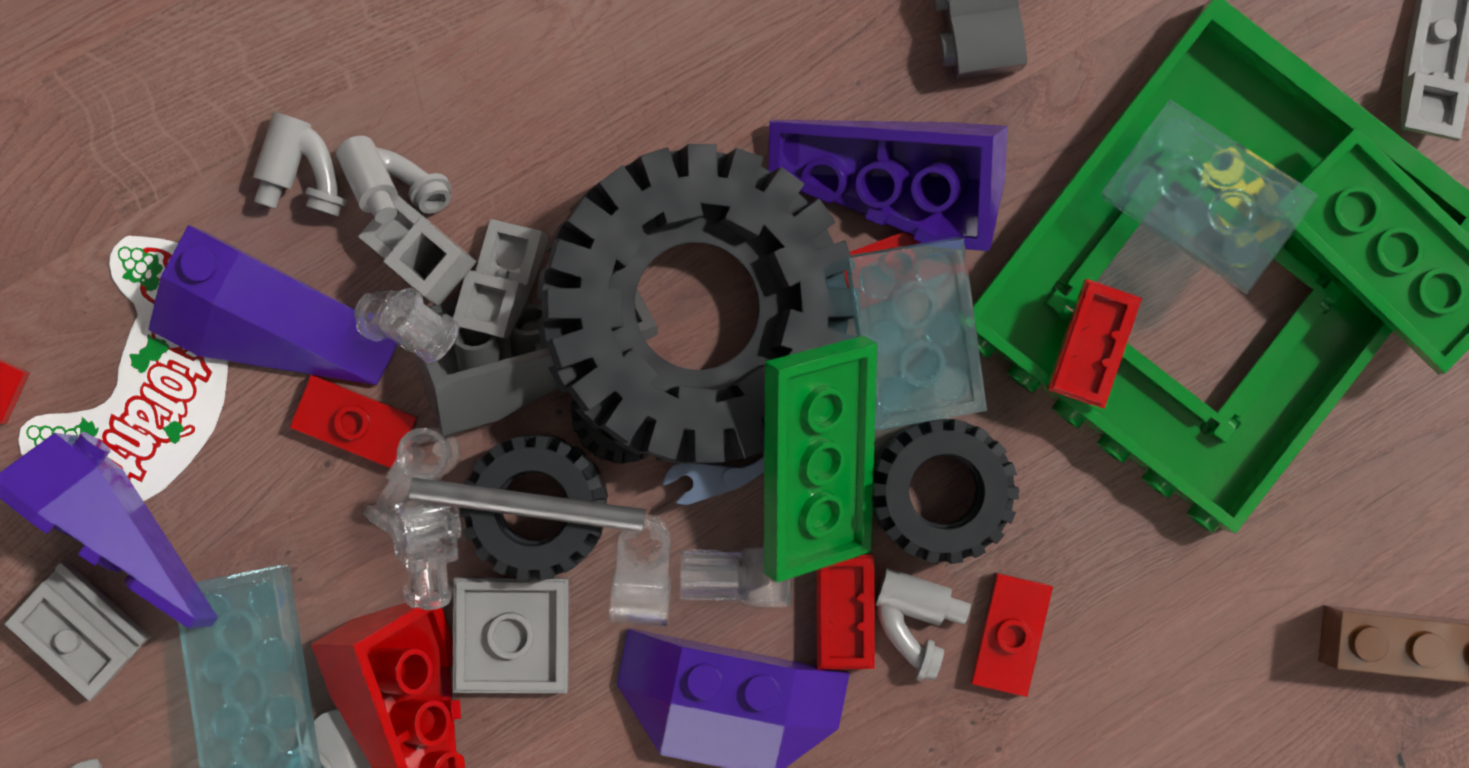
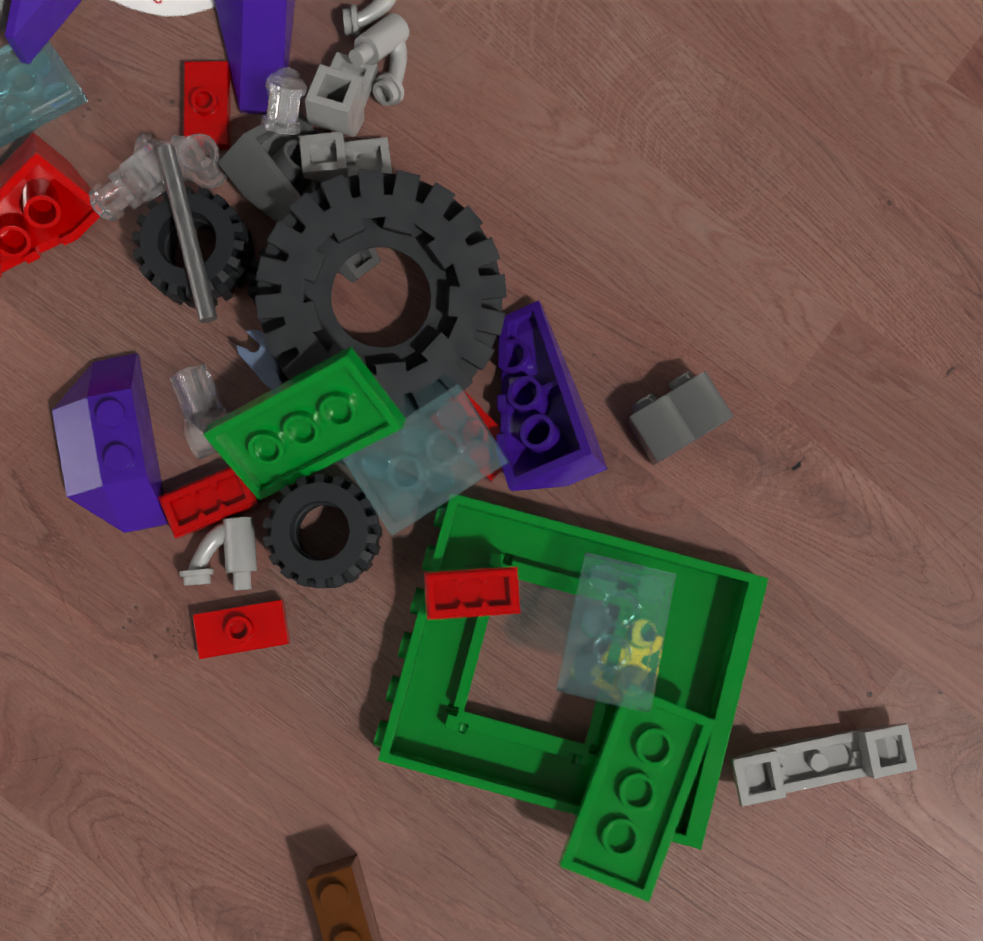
camera: 70 degrees right, 5 degrees down
(510, 635) = (97, 272): light grey plate -> none
(642, 582) = (172, 345): clear piece -> none

